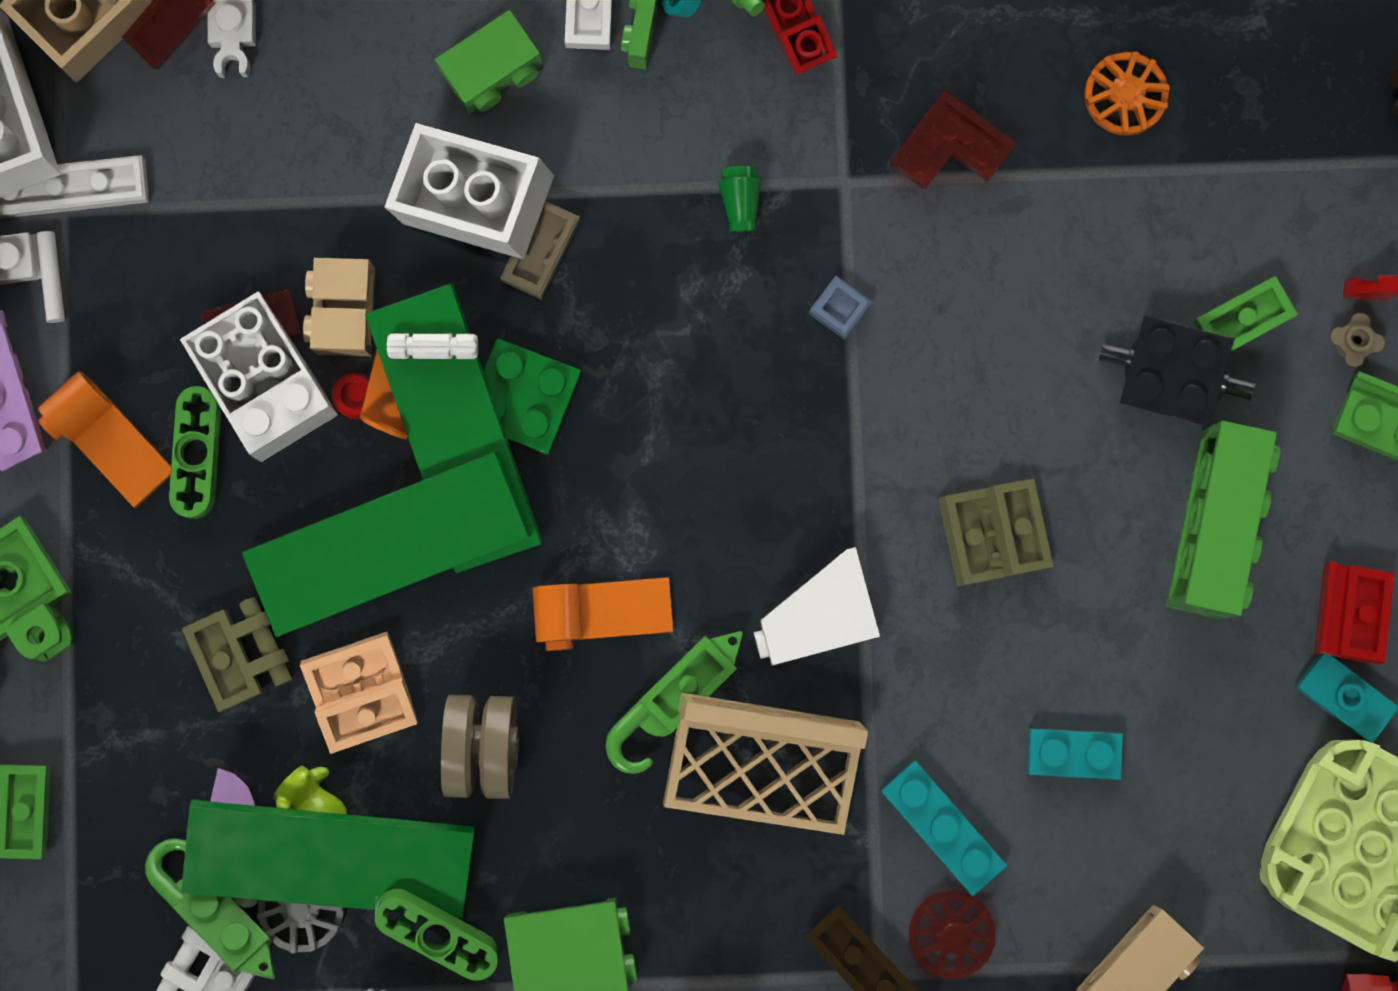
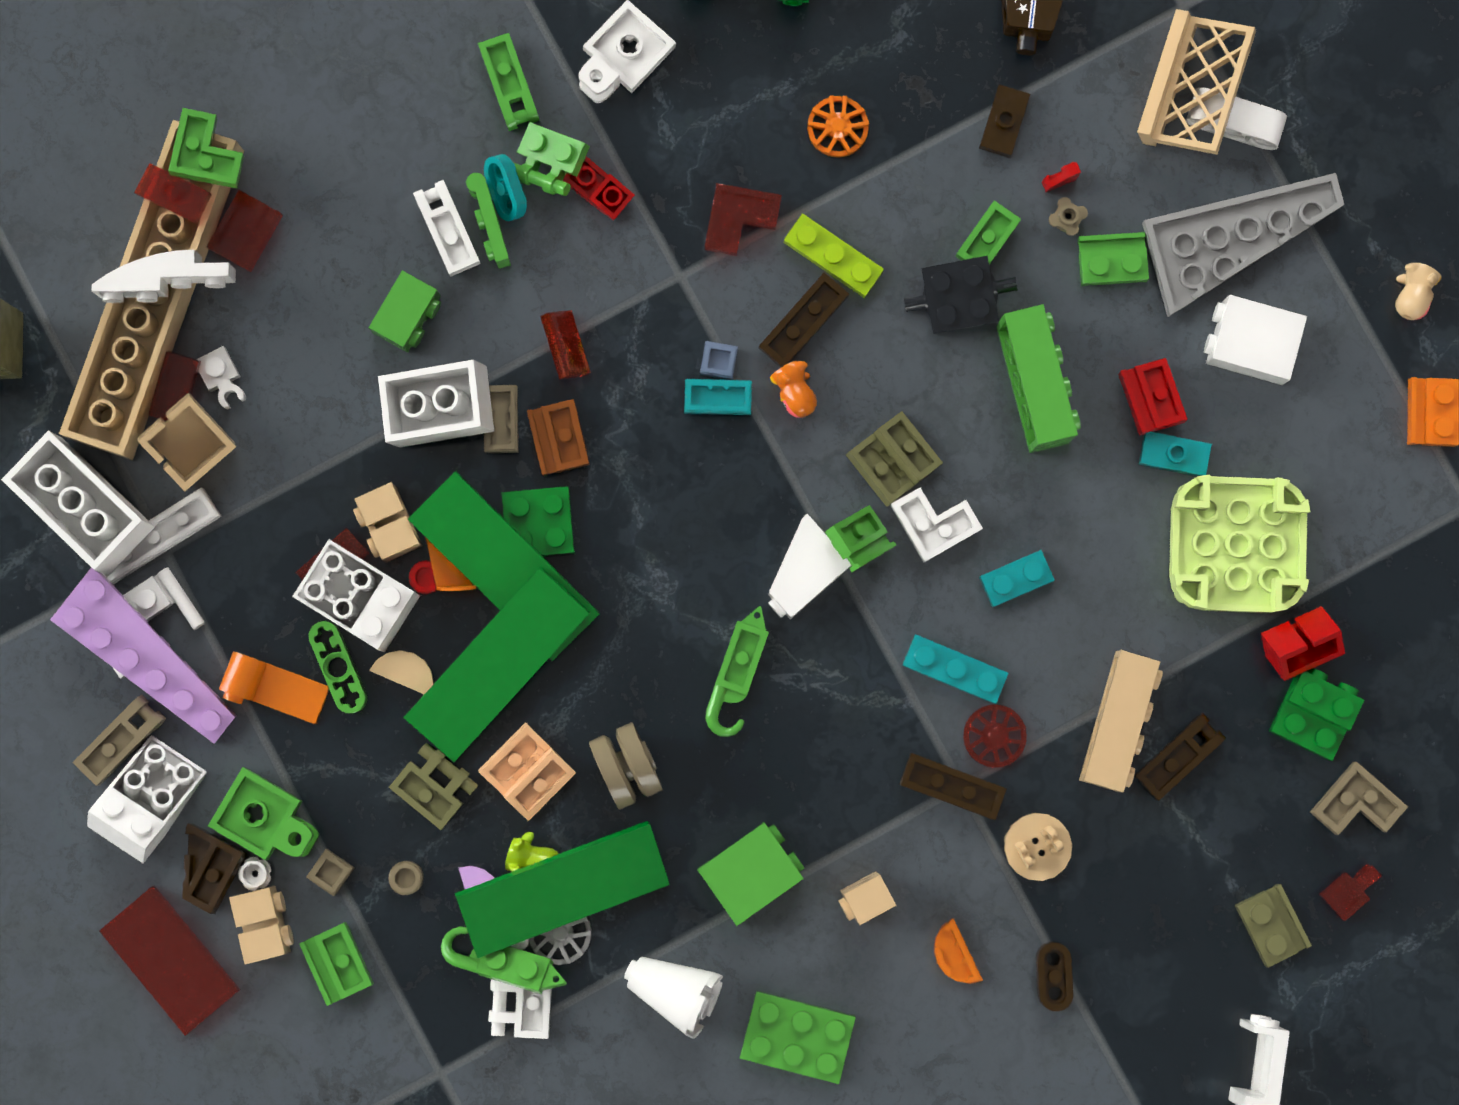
camera: 30 degrees left, 0 degrees up
(62, 696) = (330, 872): none -> dark tan tile
(149, 748) = (406, 877): none -> dark tan tile
(151, 88) = (188, 441): none -> tan piece
(274, 495) = (405, 669): none -> tan tile
(432, 346) = (463, 518): white axle -> none
(442, 953) = (633, 910): bright green beam -> none
(598, 305) = (558, 437): none -> dark orange plate
(600, 611) = (660, 638): orange door -> none
(663, 196) = (565, 344): none -> clear red plate
(740, 196) = (616, 318): green cone -> none
(769, 724) = (816, 656): tan fence -> none
(817, 351) = (718, 397): none -> teal plate
(905, 609) = (860, 538): none -> bright green plate
(914, 391) = (794, 392): none -> orange animal
(967, 309) = (803, 320): none -> dark brown plate
(996, 646) = (931, 532): none -> white plate
(1043, 247) = (833, 255): none -> lime plate
(1335, 185) = (1004, 121): none -> dark brown plate

